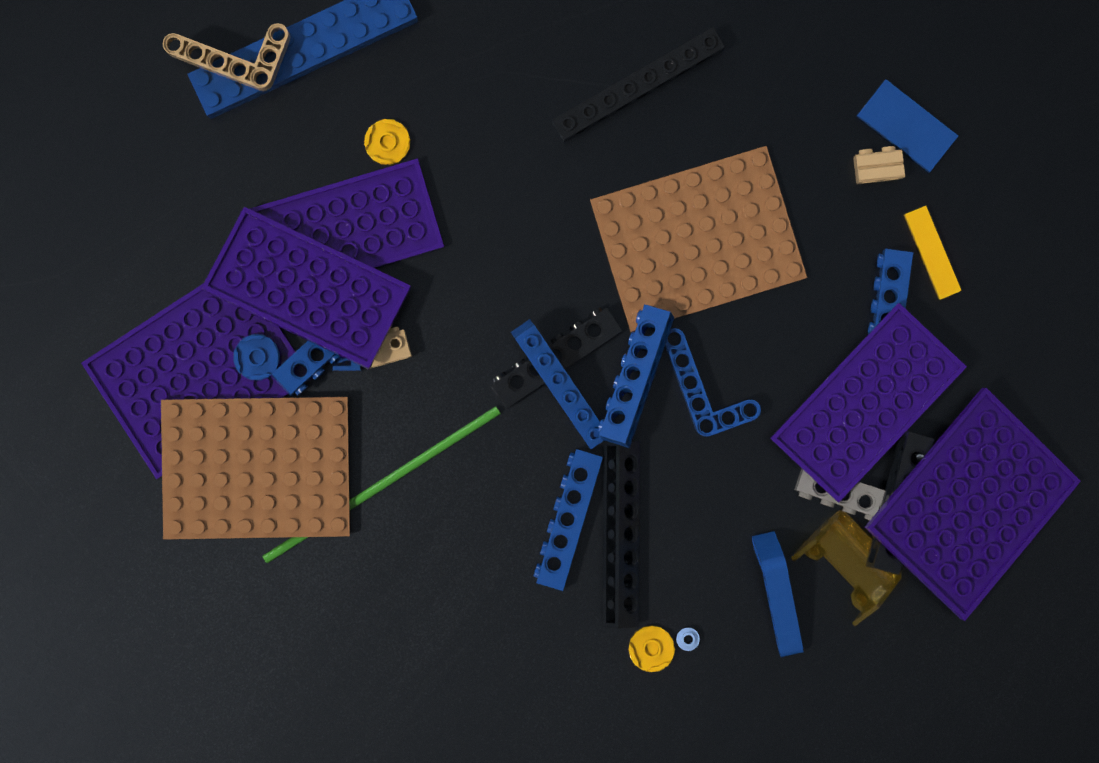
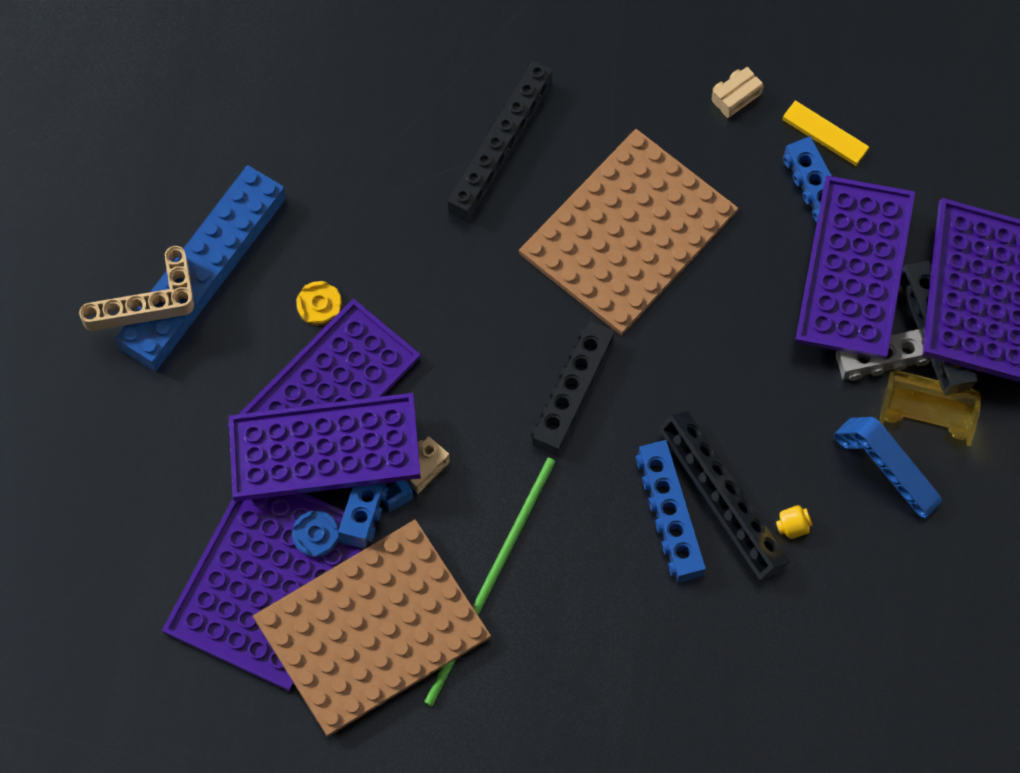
camera: 30 degrees left, 20 degrees down
(558, 382) = (591, 399): blue brick -> none
(623, 433) = (669, 403): blue brick -> none
(651, 648) = (813, 578): yellow tile -> none
(666, 593) = (794, 522): none -> yellow head
(680, 639) = (838, 557): light blue plate -> none
(699, 392) = (711, 344): blue beam -> none
(907, 125) = (735, 50): blue tile -> none

